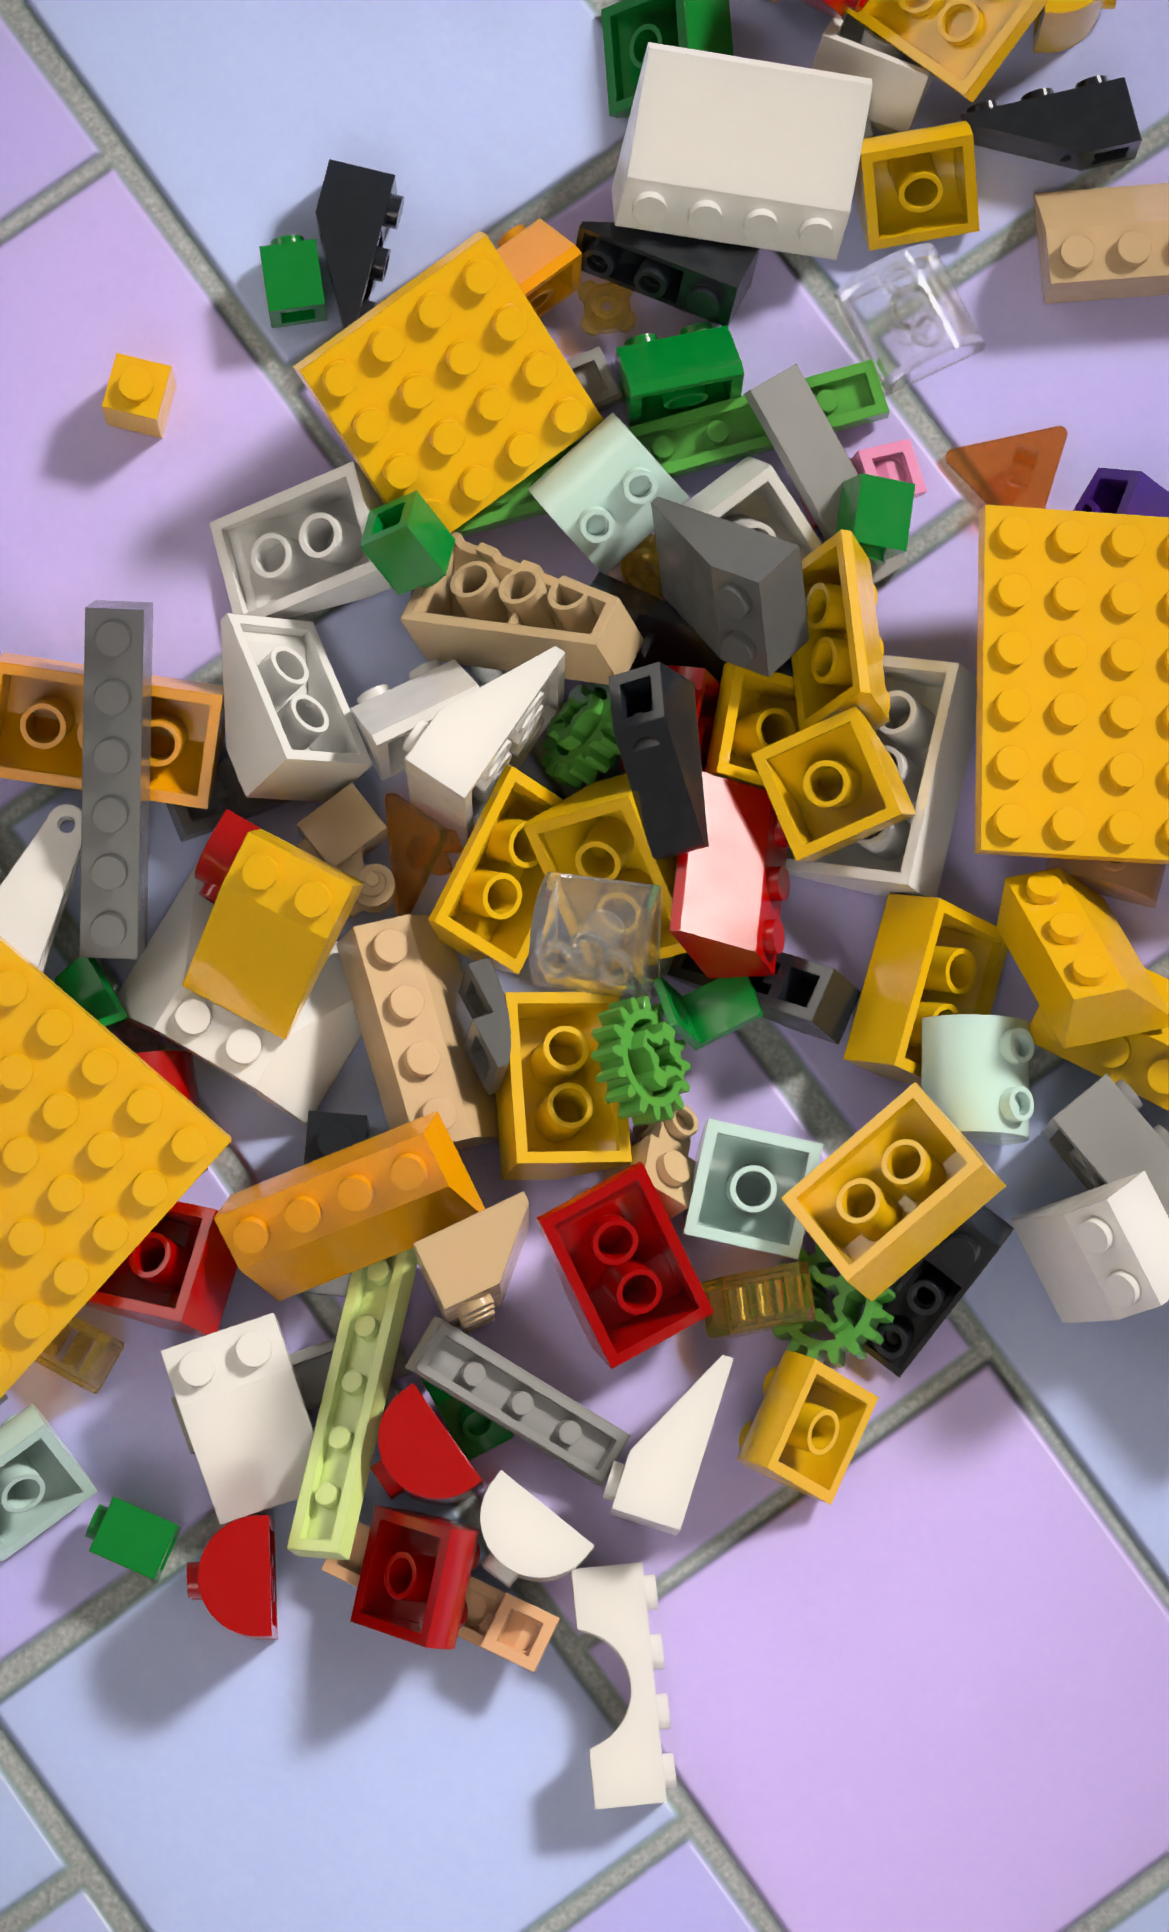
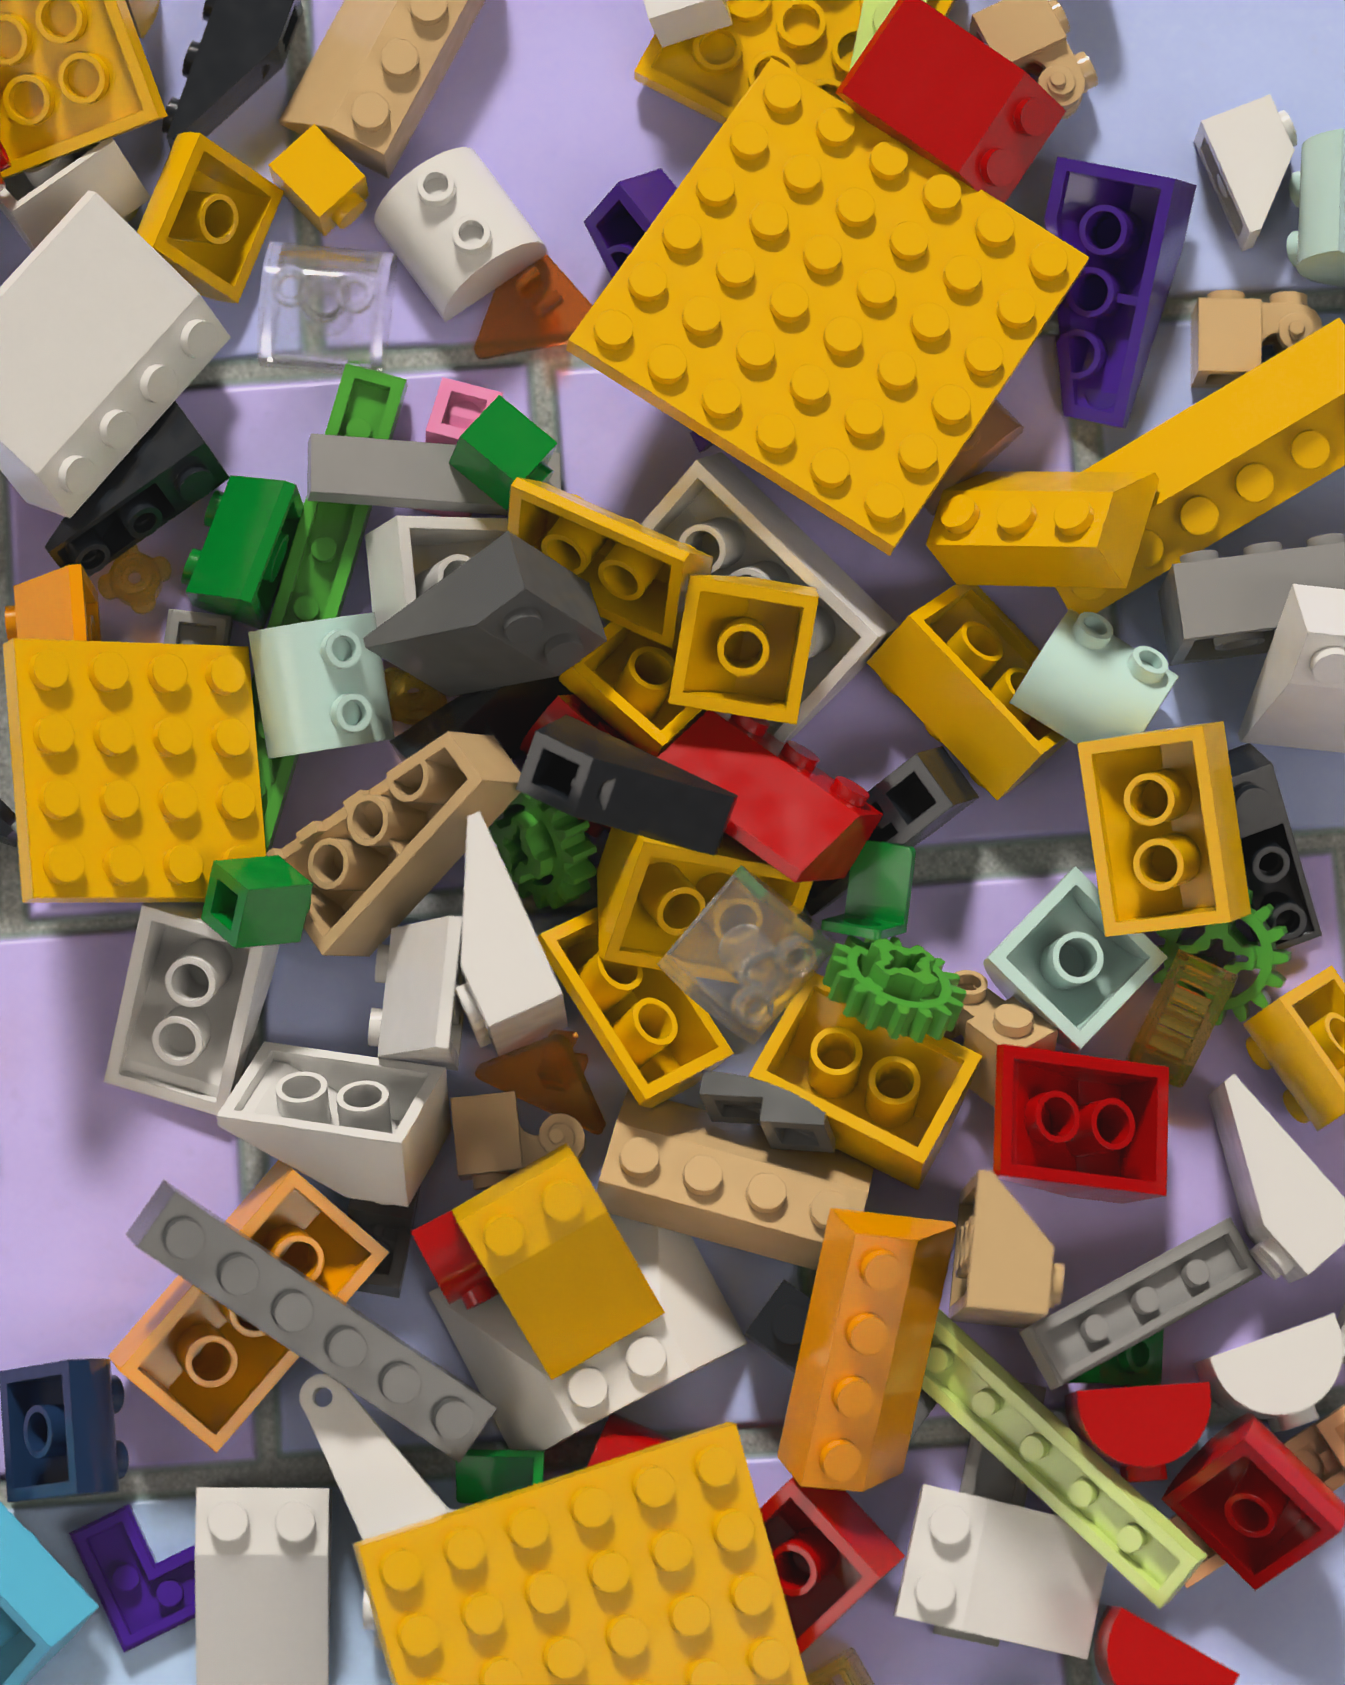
camera: 55 degrees left, 0 degrees up
(1004, 252) = (320, 181): none -> yellow brick
(1033, 378) = (456, 230): none -> white brick

